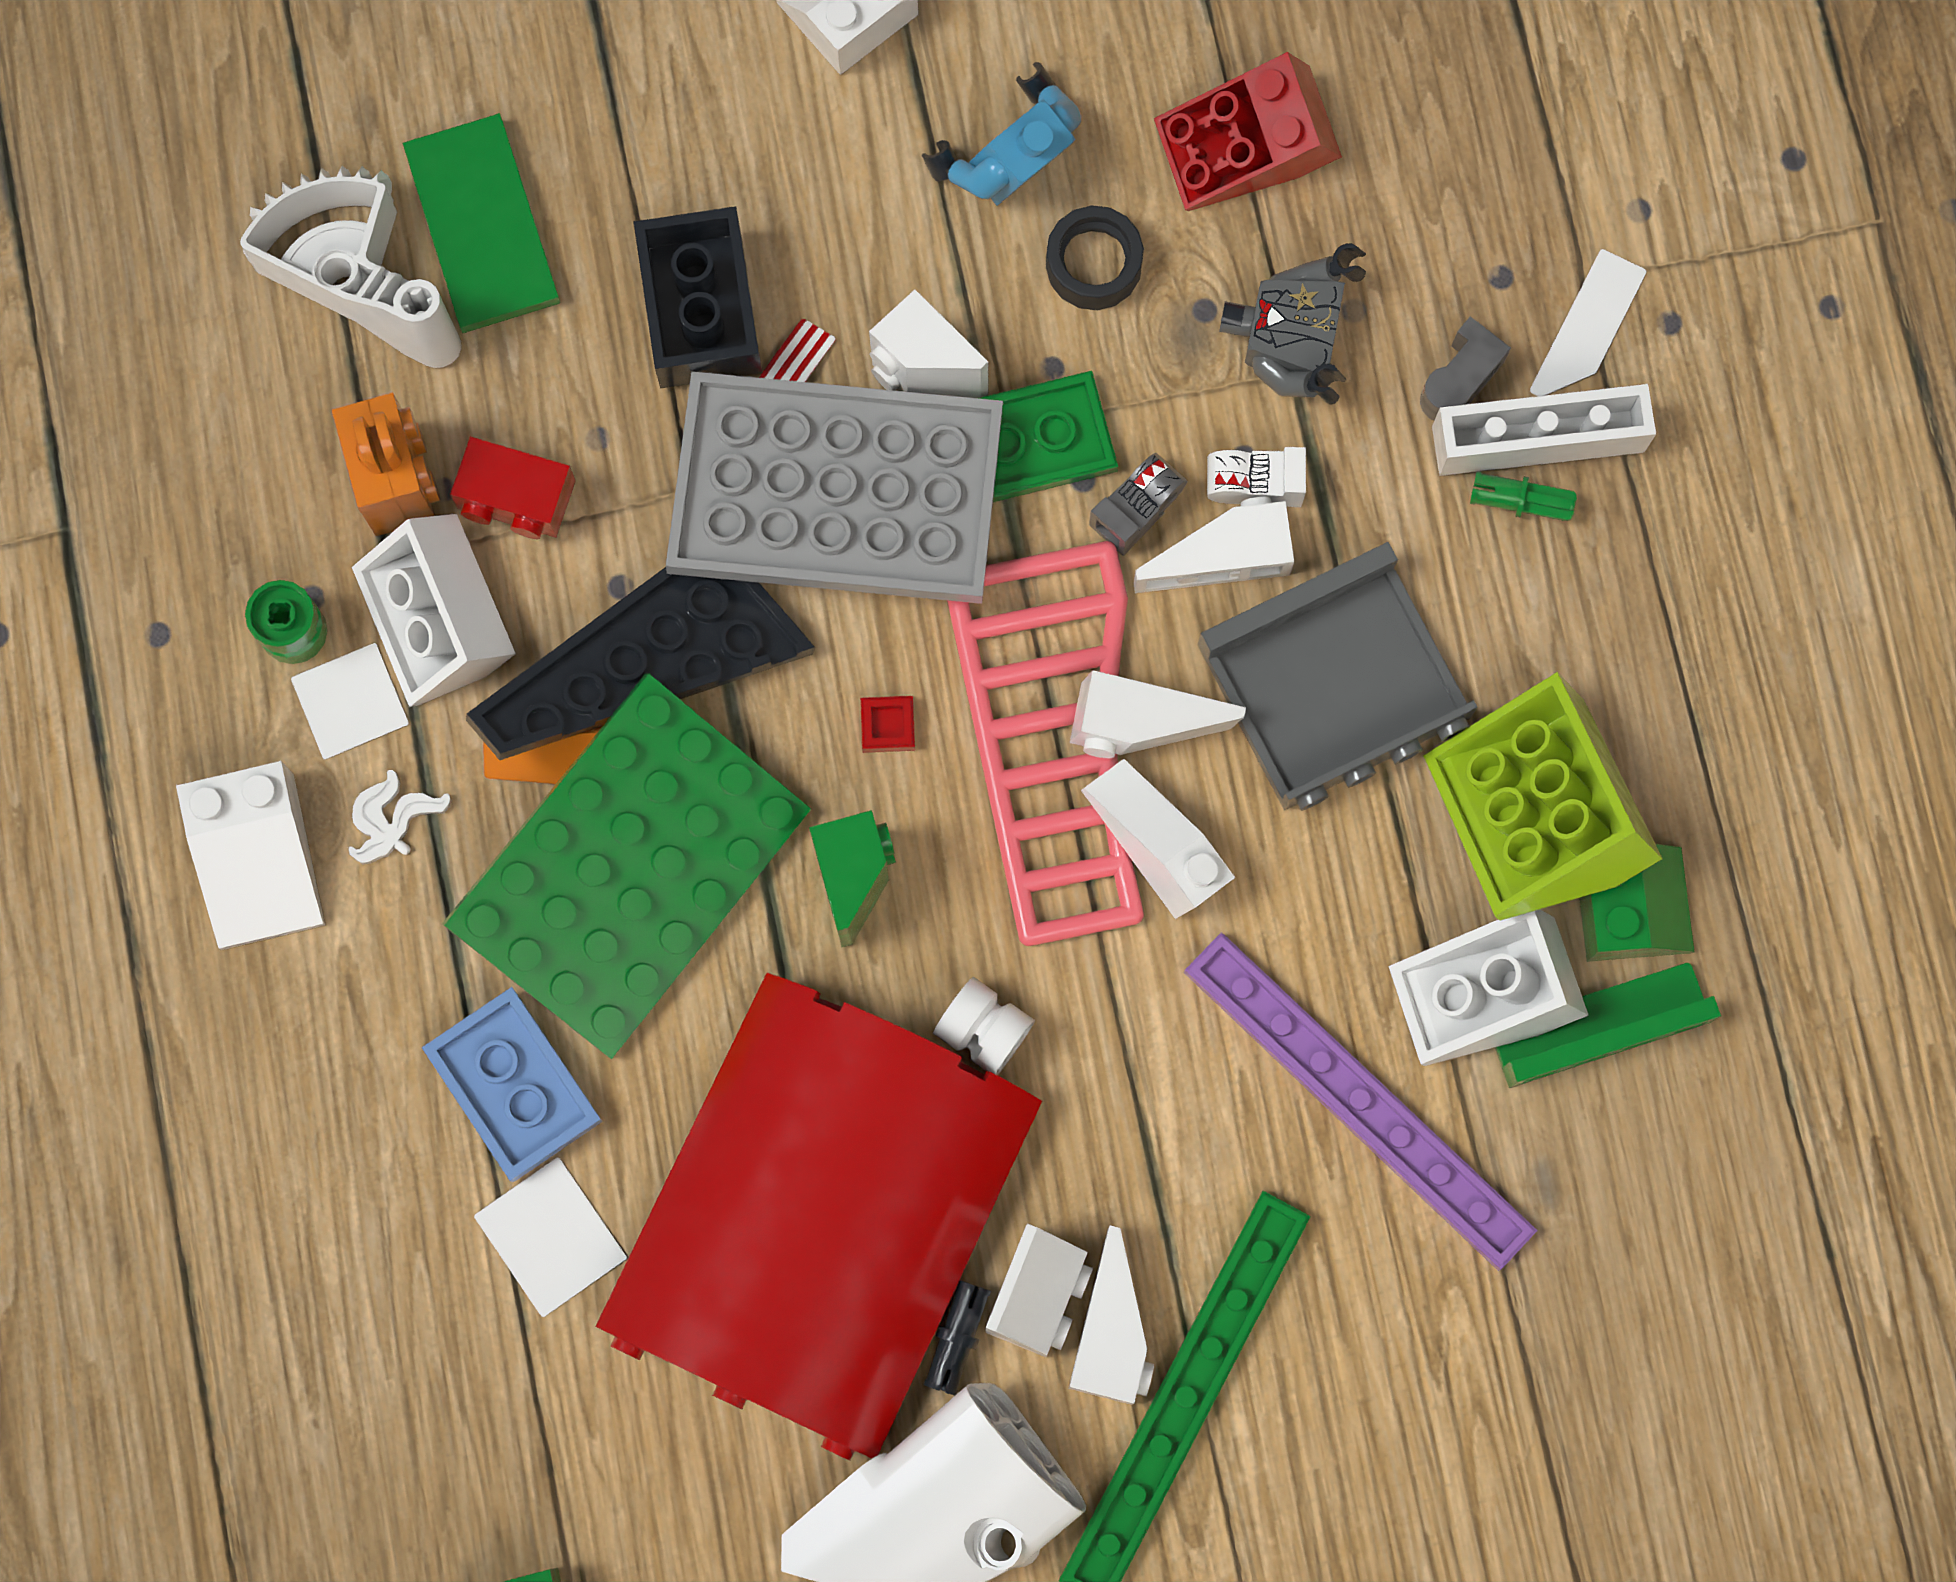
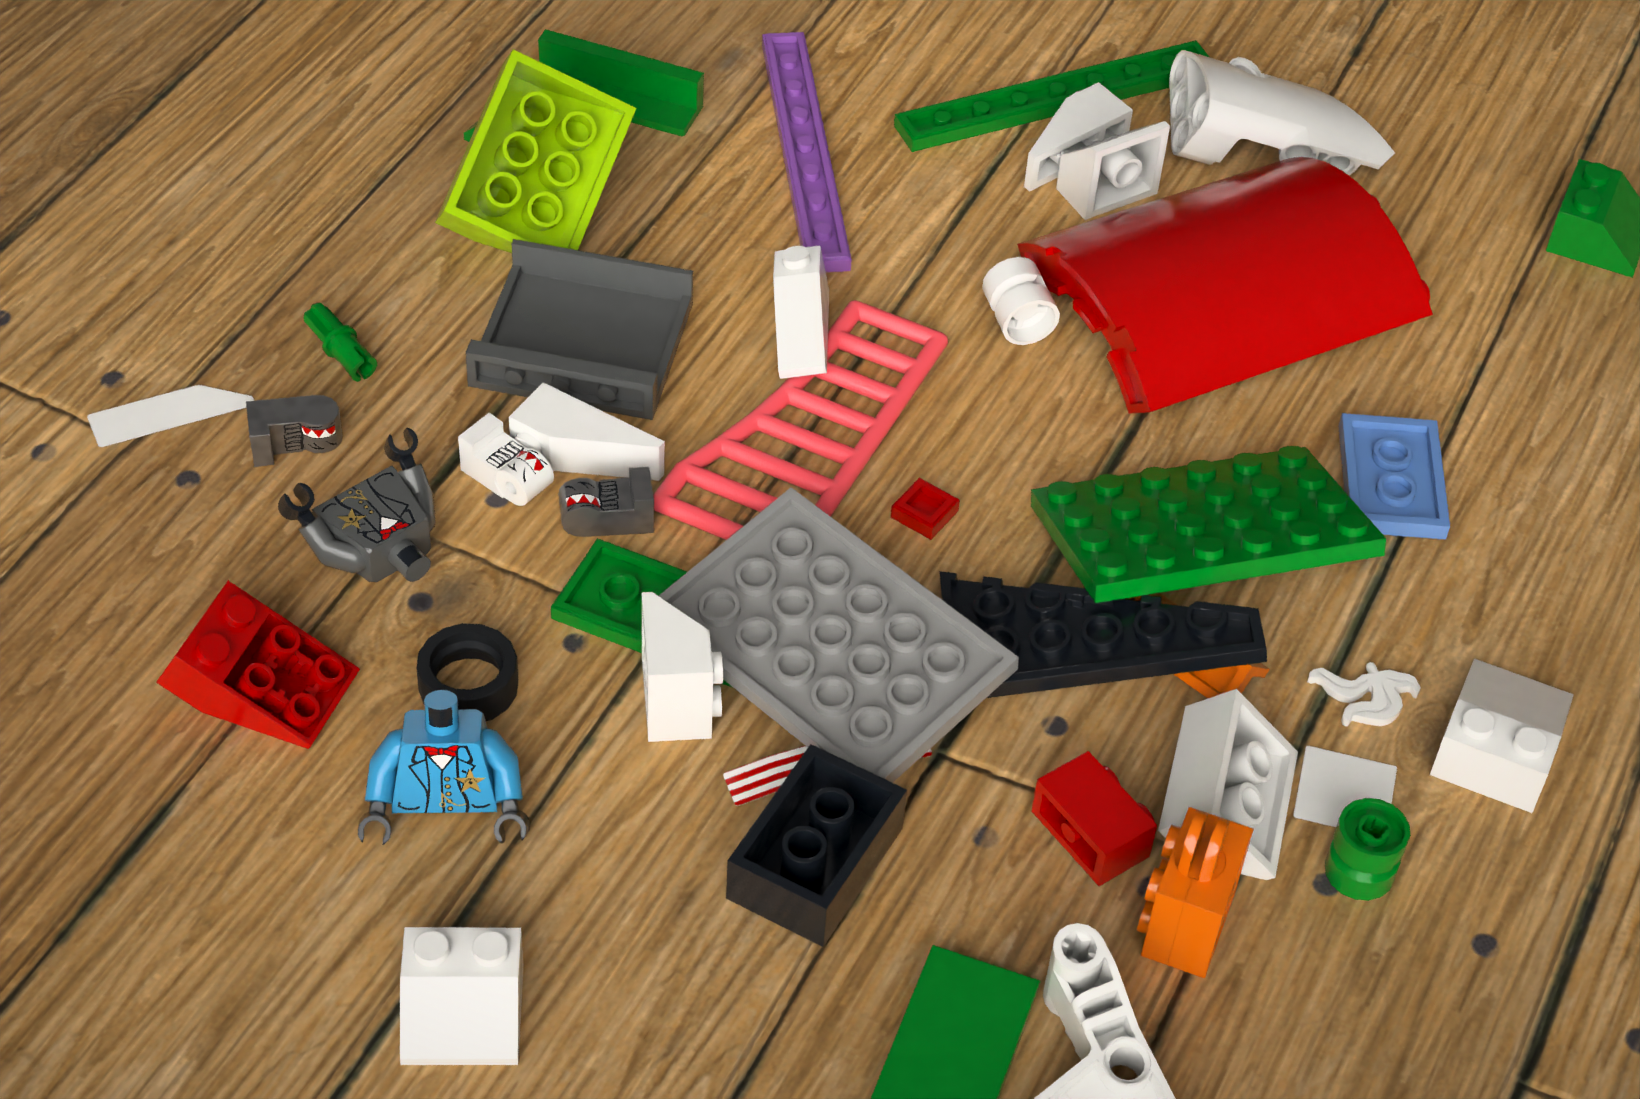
camera: 145 degrees left, 30 degrees down
(550, 1237) = (1427, 392): white sticker -> none
(853, 867) = (1037, 414): green slope -> none
(957, 1338) = (1180, 182): black pin -> none
(1131, 716) = (741, 373): white slope -> none
(1488, 988) = (676, 130): white slope -> none
(1543, 429) = (283, 347): white brick -> none

